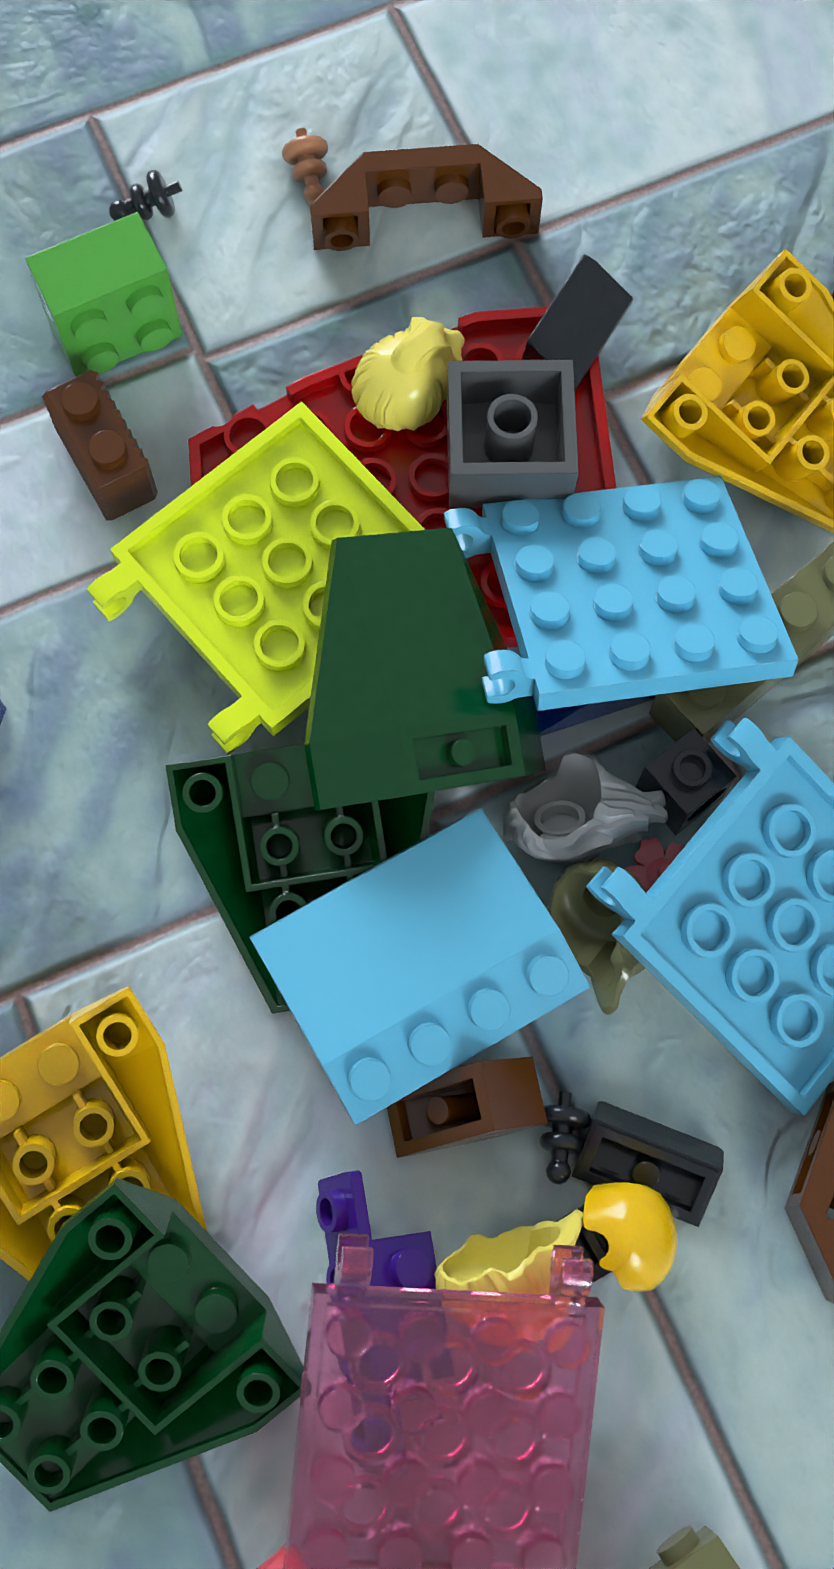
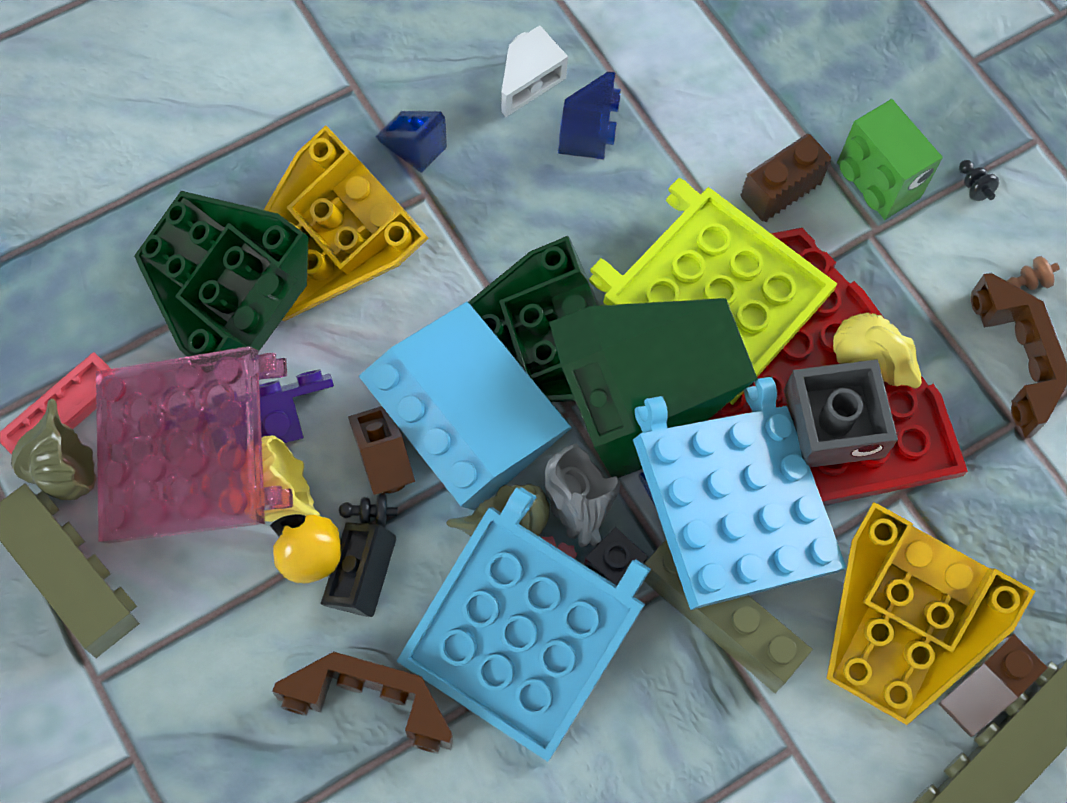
camera: 80 degrees right, 5 degrees down
(580, 318) = (944, 457): black slope -> none

